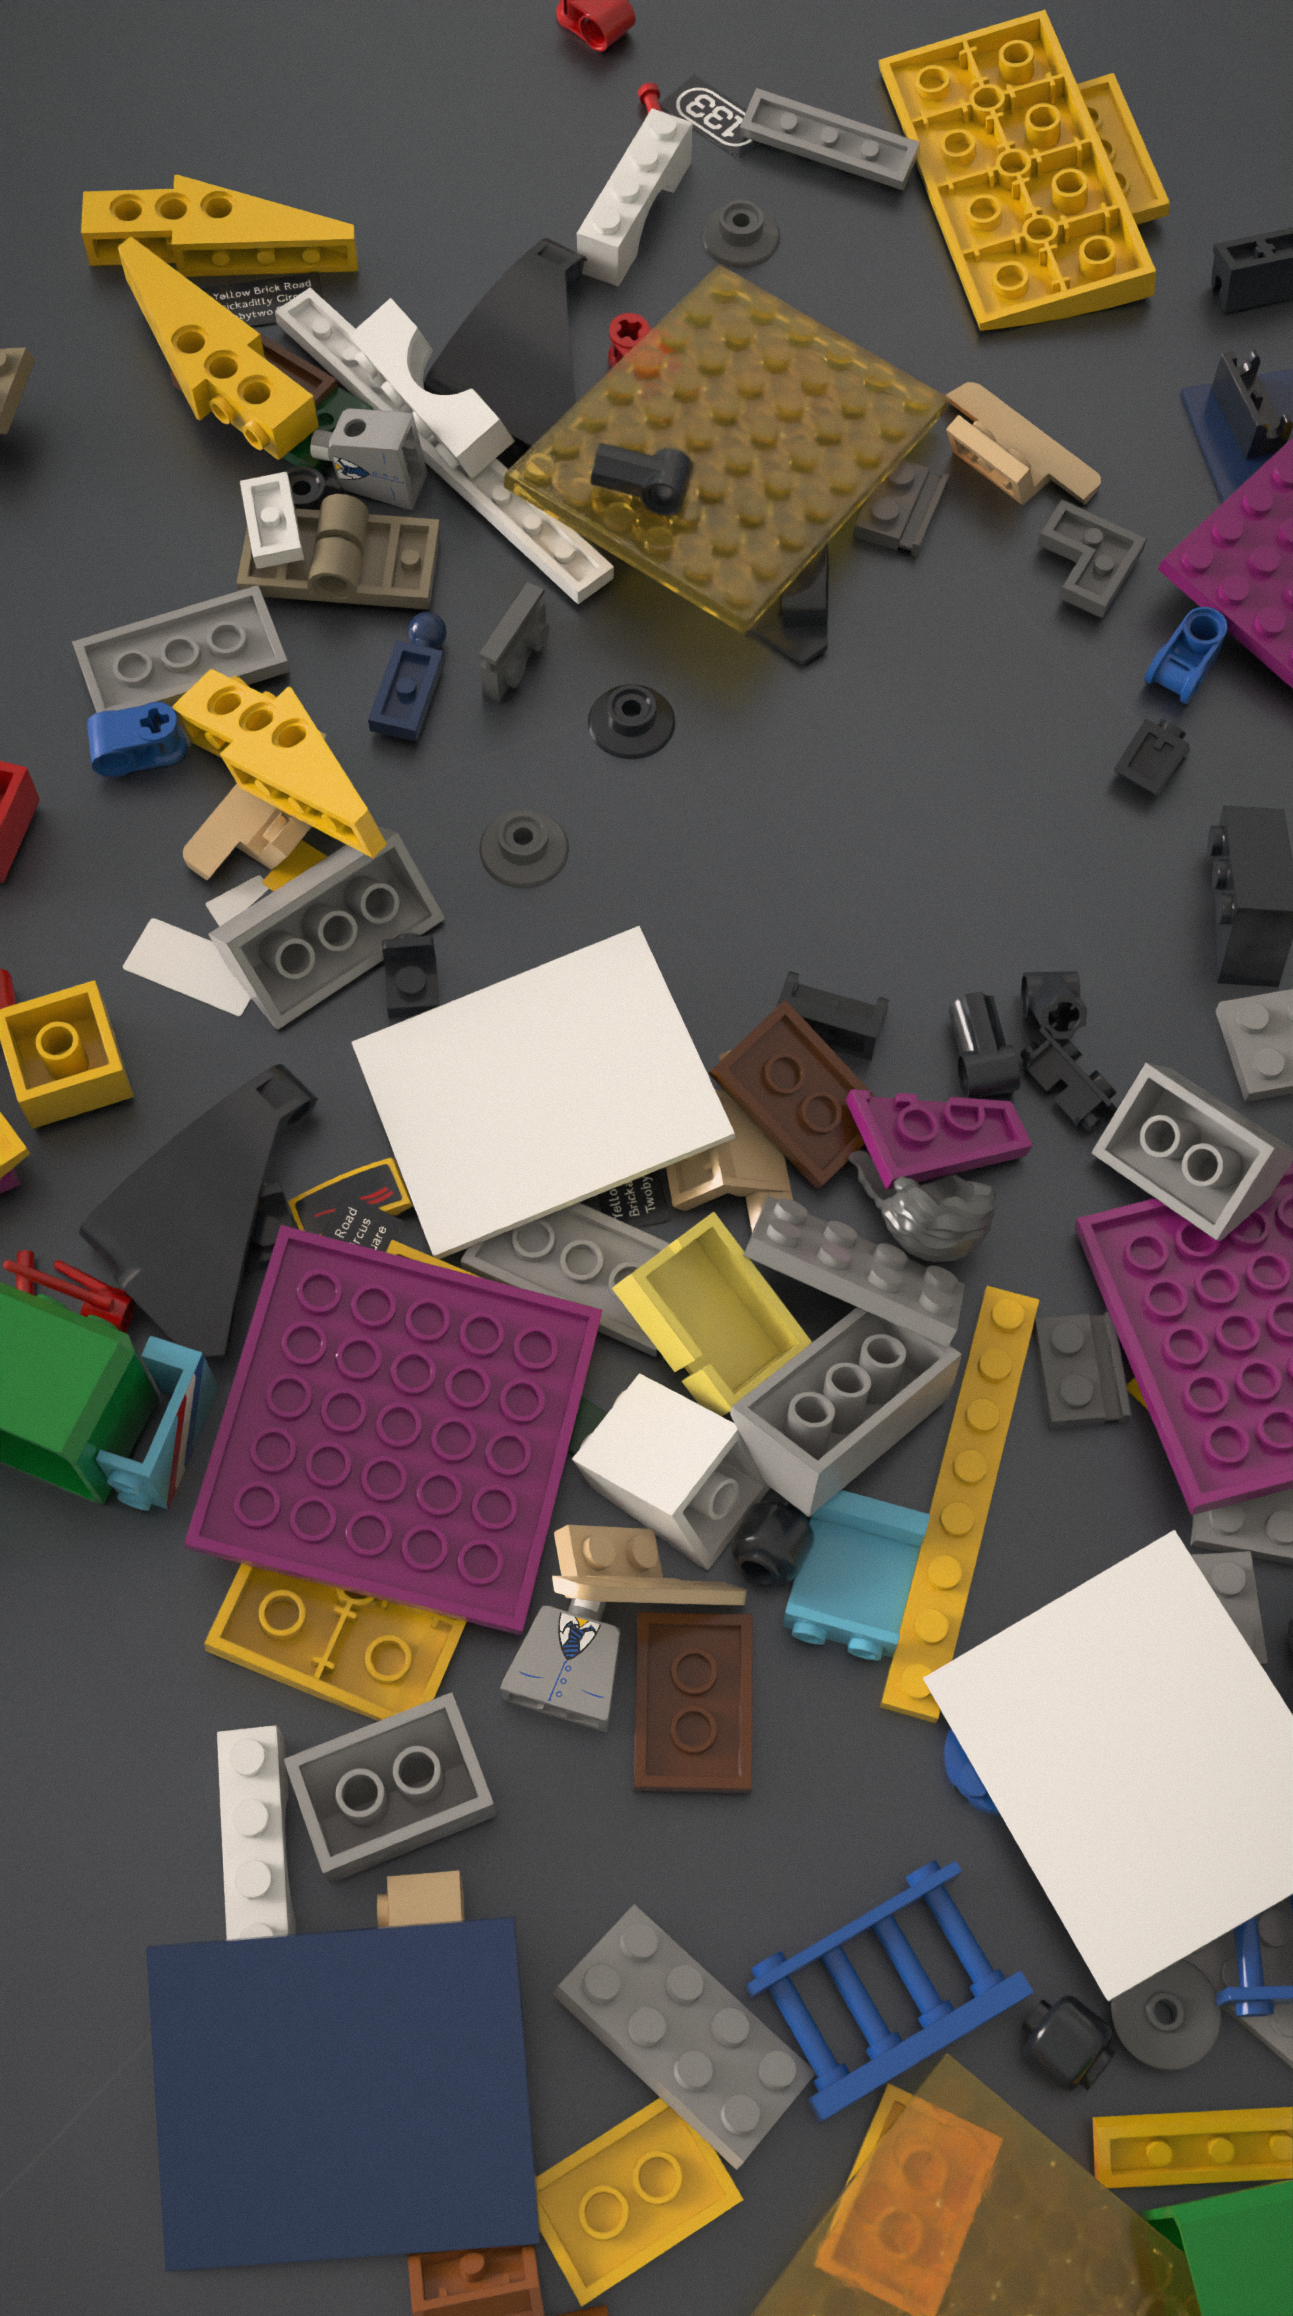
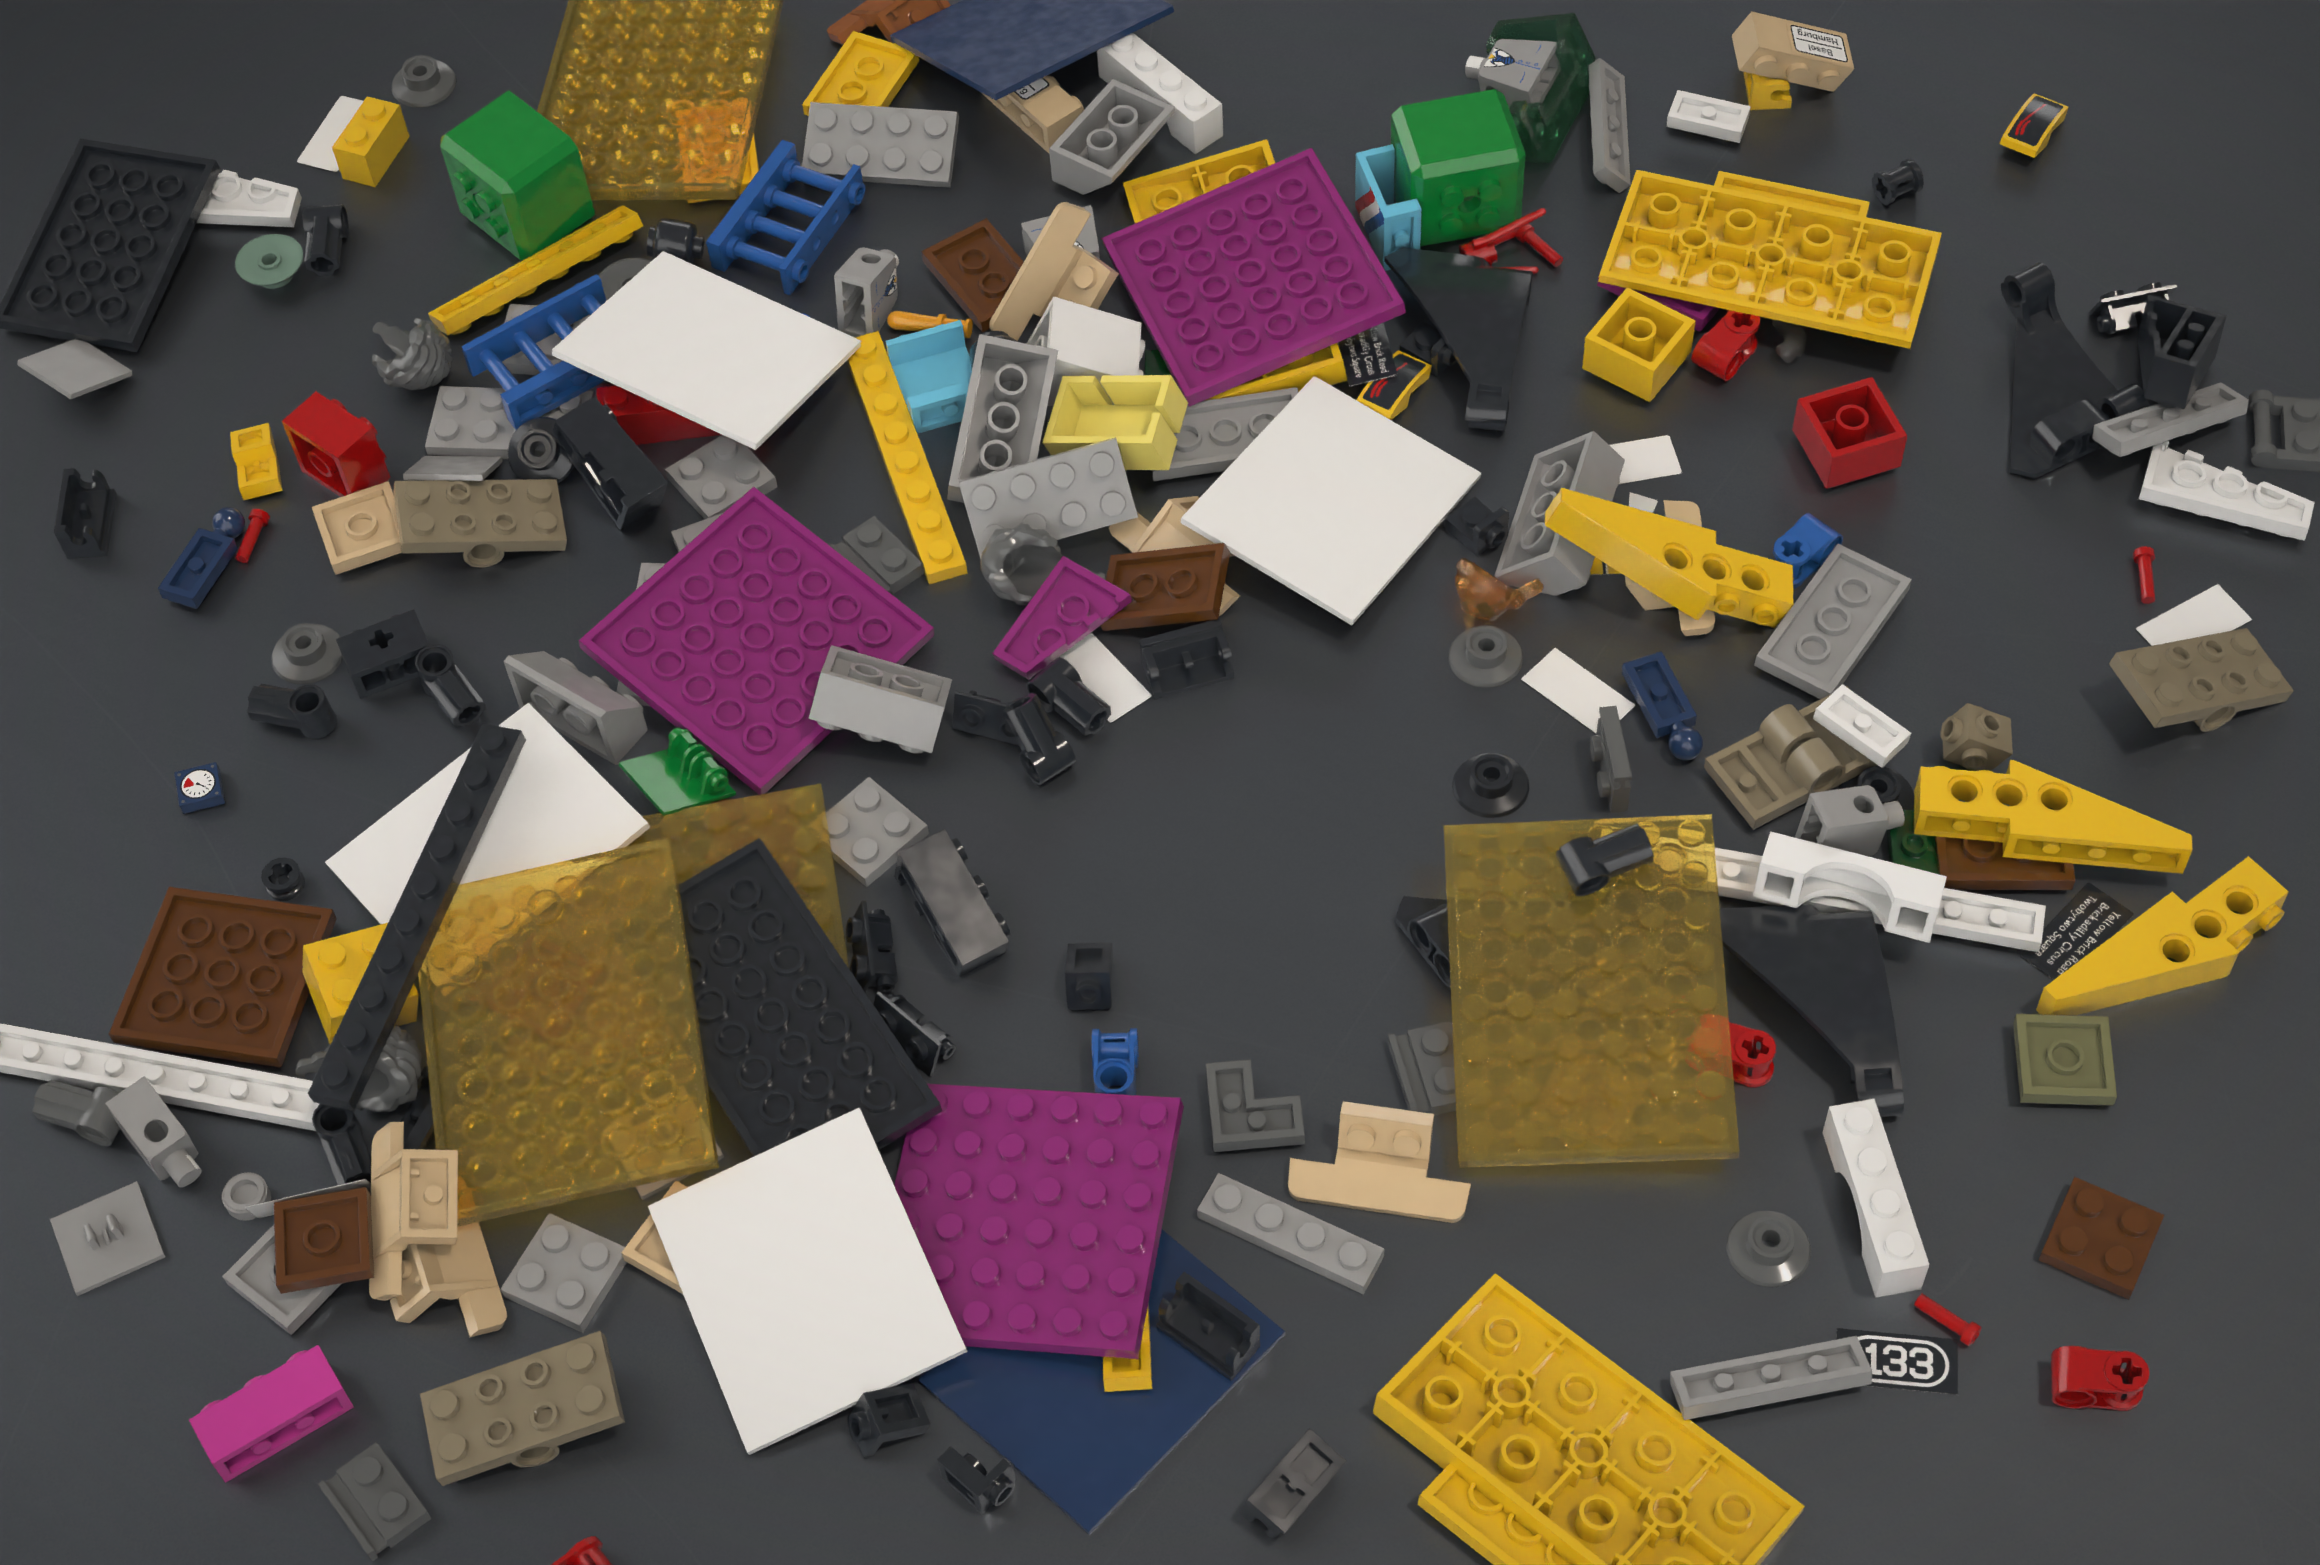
camera: 150 degrees right, 10 degrees down
(181, 464) = (1976, 738): none -> dark tan brick
(386, 208) = (2064, 1059): none -> olive plate
(470, 757) = (1574, 689): none -> white sticker
(470, 887) = (1485, 595): none -> clear orange hat
(486, 97) = (2101, 1238): none -> reddish brown plate
(823, 1691) = (917, 322): none -> light orange piece
(876, 1741) = (866, 291): none -> light grey torso
(923, 1056) = (1106, 676): none -> white sticker
(1124, 453) = (1290, 1233): none -> light grey plate

